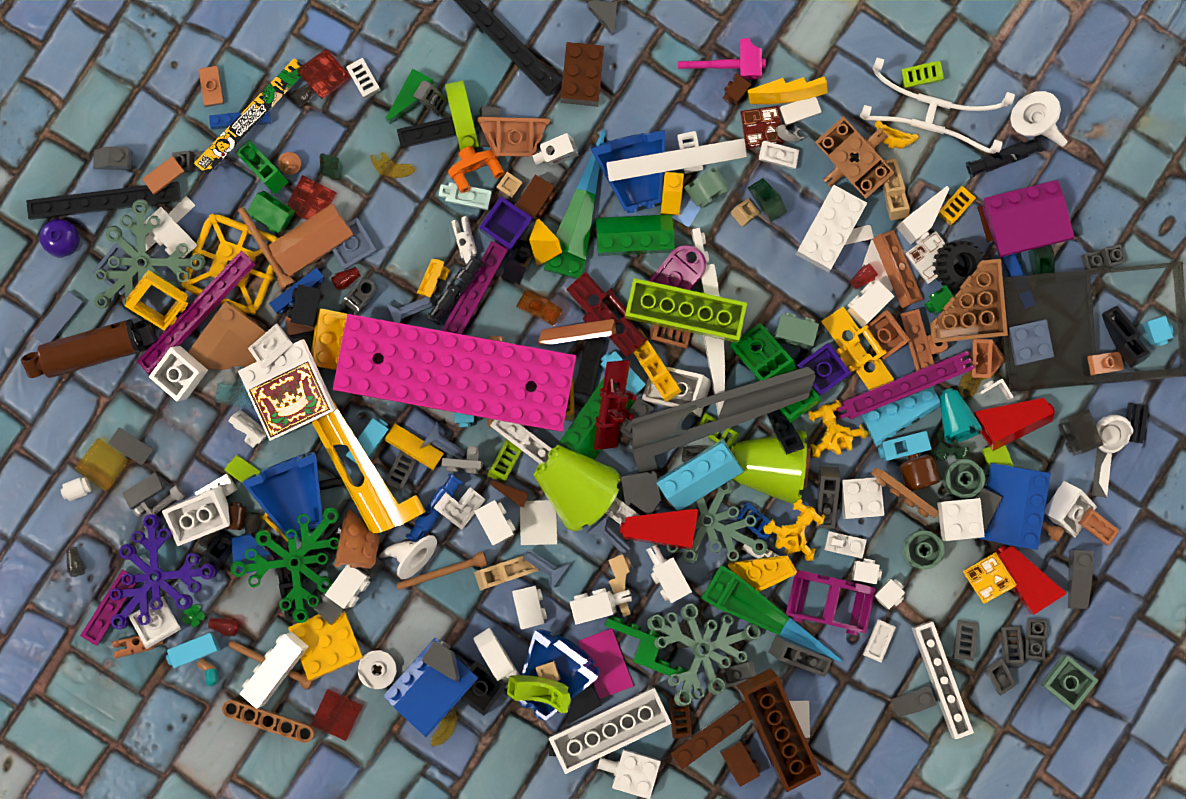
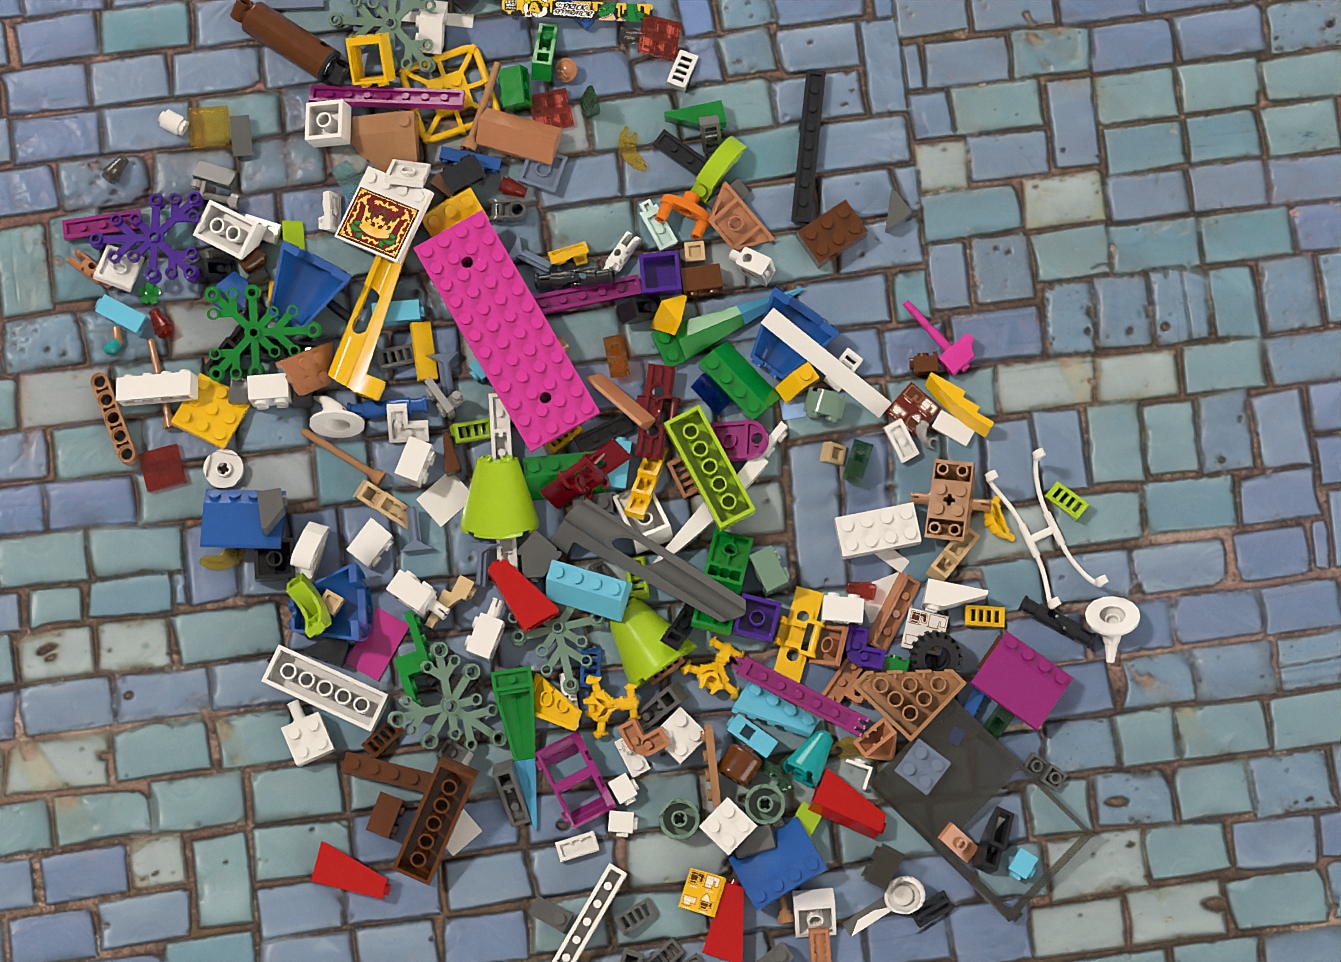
camera: 55 degrees right, 5 degrees down
(626, 263) = (711, 394): none -> clear blue plate
(846, 531) = (643, 743): none -> nougat plate
(914, 317) = (861, 655): none -> dark purple plate

